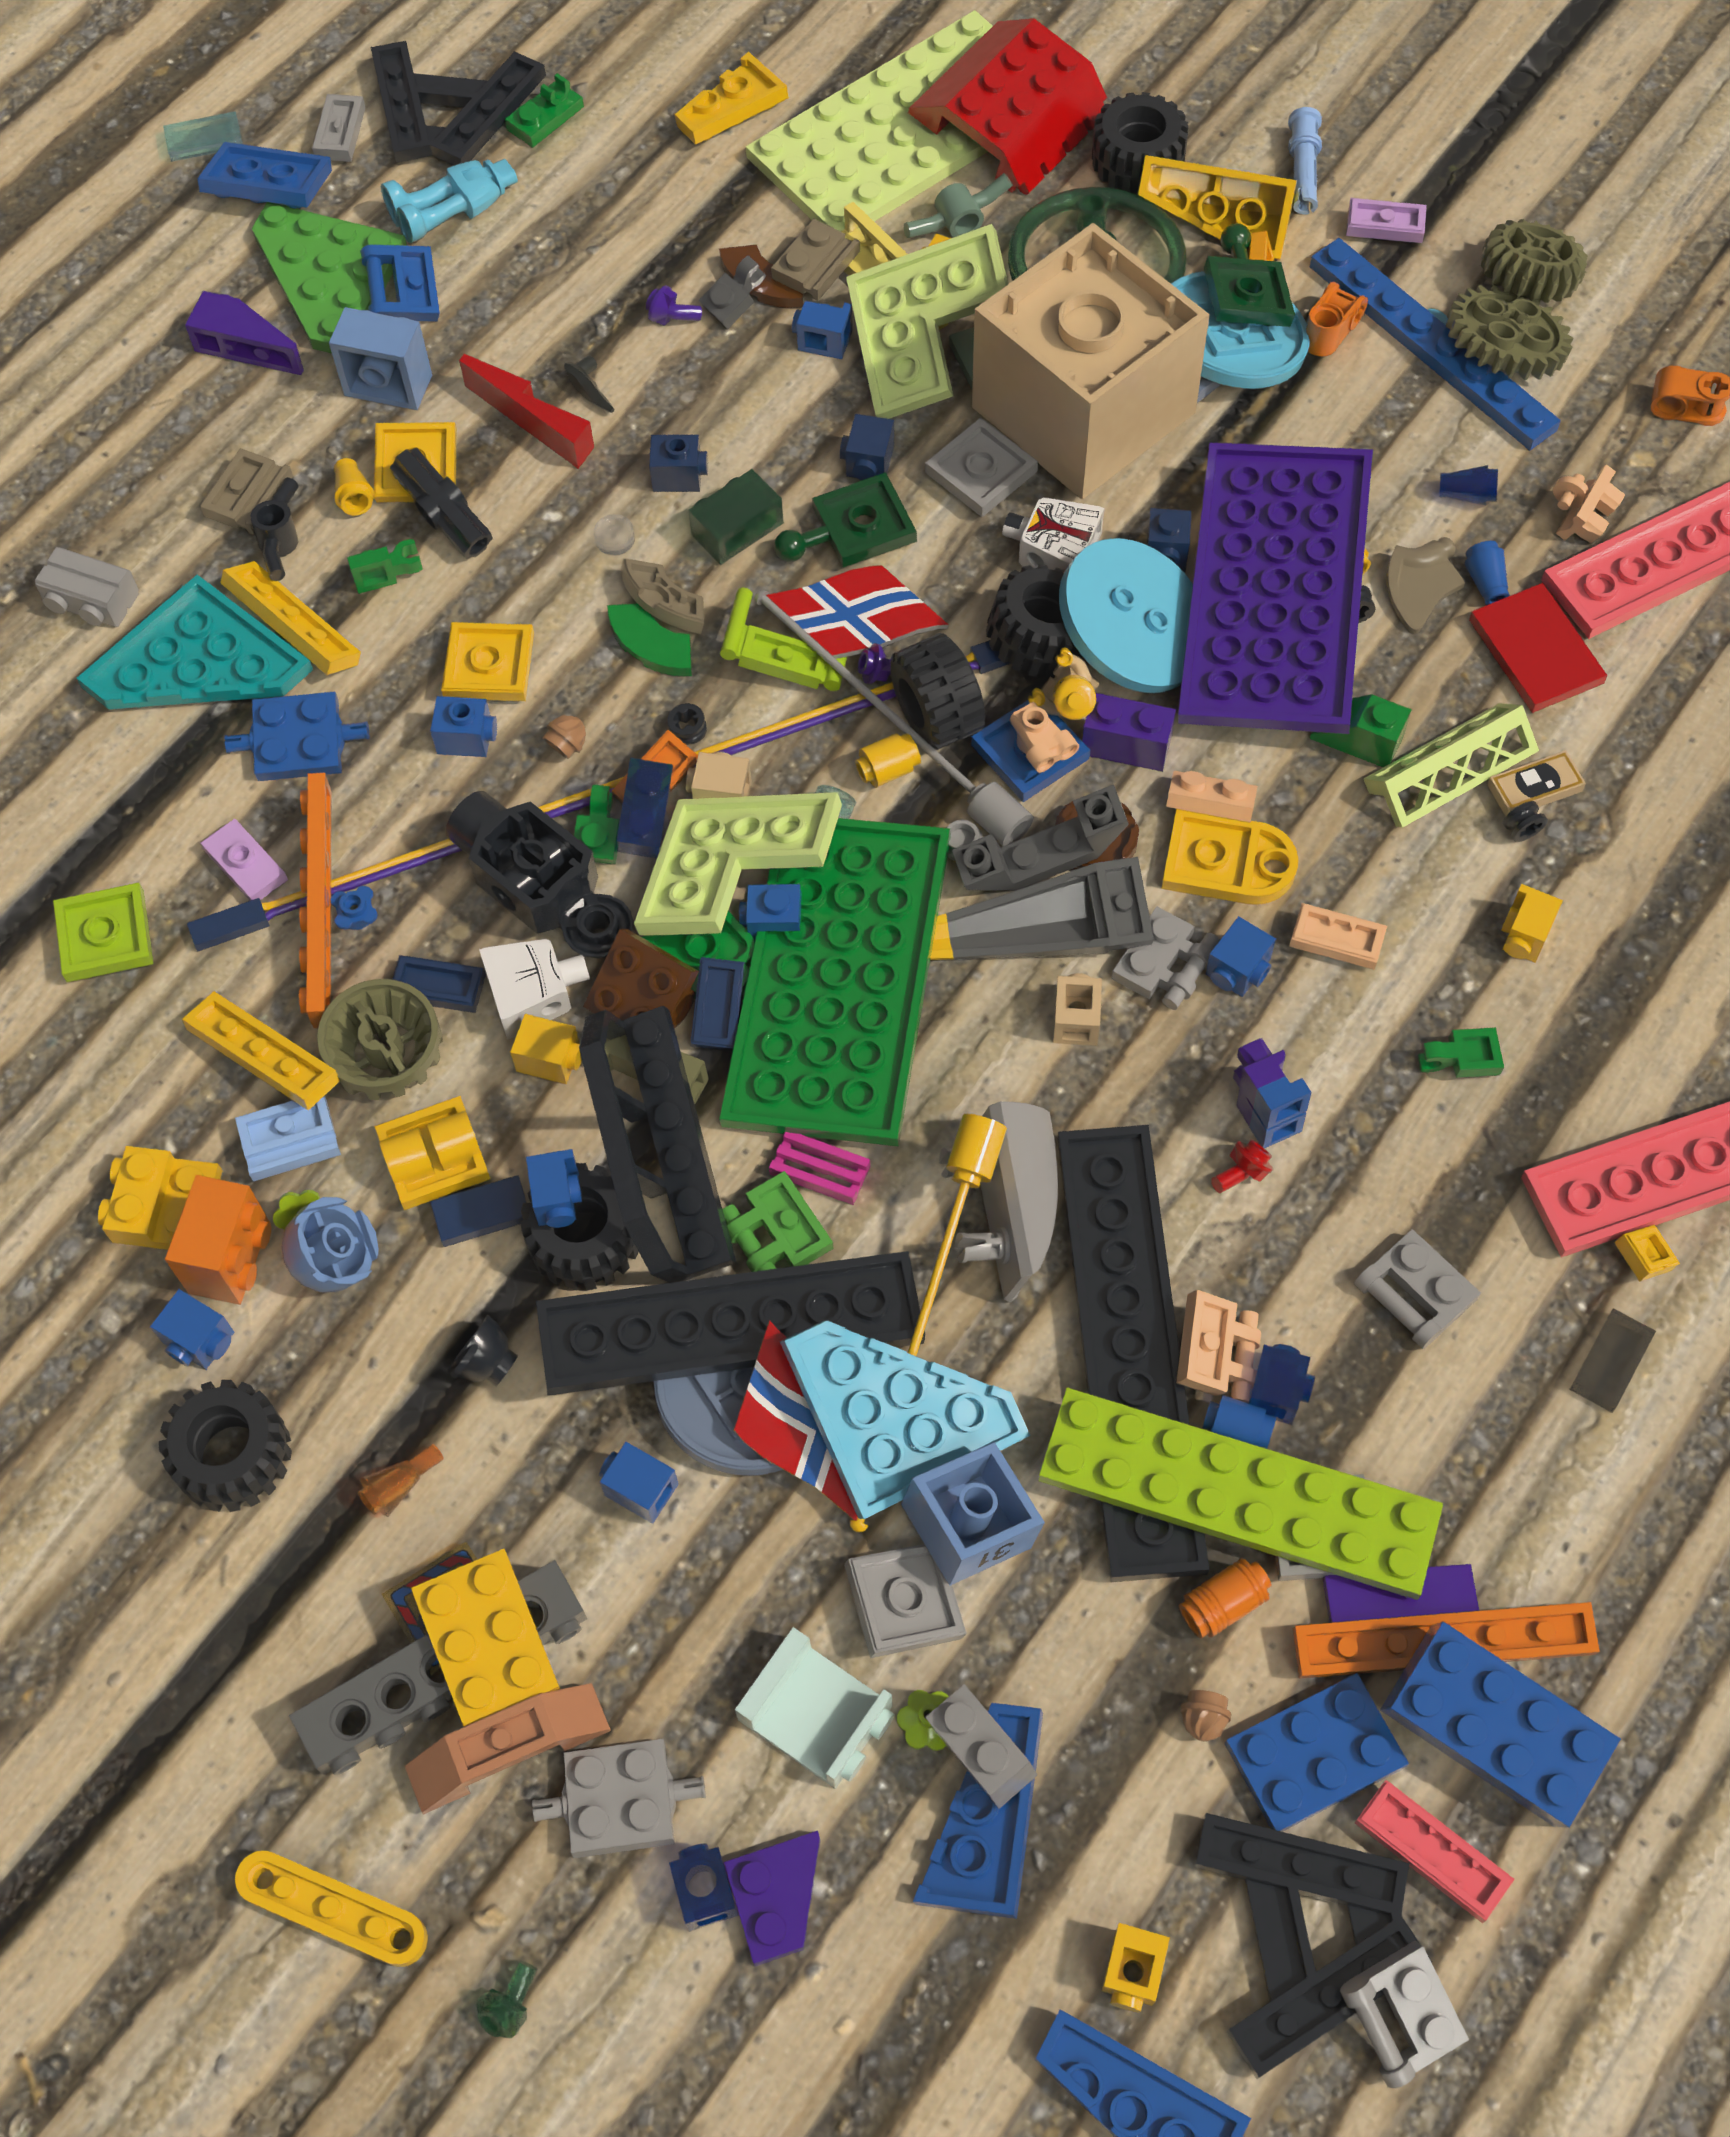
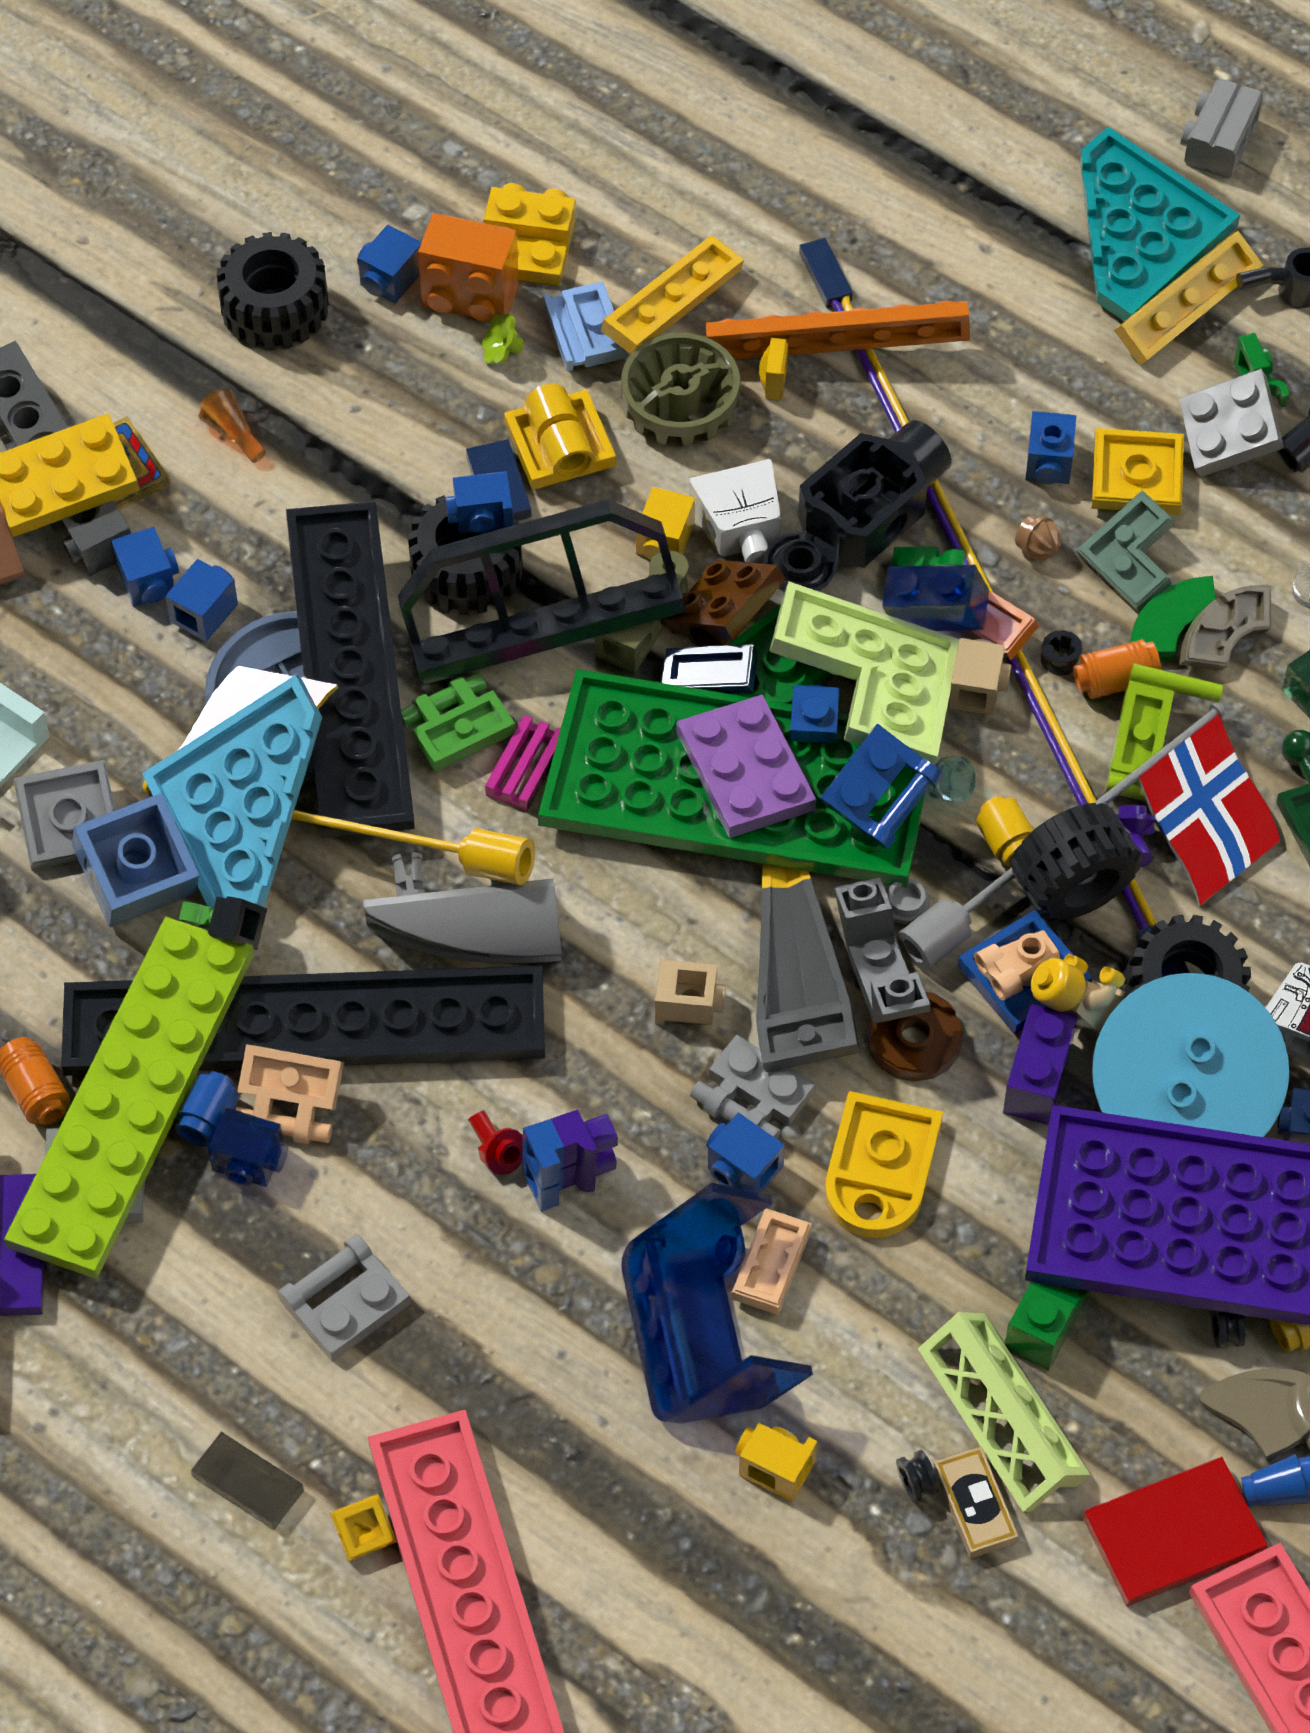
camera: 90 degrees right, 5 degrees down
(103, 932) = (815, 172): lime plate -> none
(244, 861) = (897, 278): lavender plate -> none
(296, 736) = (1044, 314): blue plate -> none
(329, 1245) = (456, 353): medium blue cylinder -> none
(356, 957) = (774, 368): none -> yellow tile
(359, 917) = (837, 378): blue plate -> none
(441, 584) = (1231, 423): none -> plate
(443, 983) = (751, 434): dark blue tile -> none
(484, 1355) = (343, 478): black piece -> none
(576, 676) = (1119, 550): none -> sand green tile
(591, 1550) = (144, 566): none -> blue brick
(712, 674) = (1109, 669): none -> orange head
(836, 961) = (746, 766): none -> medium lavender plate
(864, 844) = (868, 777): none -> blue plate
(1040, 1410) = (229, 920): none -> black piece
(1211, 795) = (958, 1149): light nougat plate -> none
(1418, 1000) = (685, 1316): none -> clear blue windscreen
(1469, 1051) = (616, 1378): green plate -> none

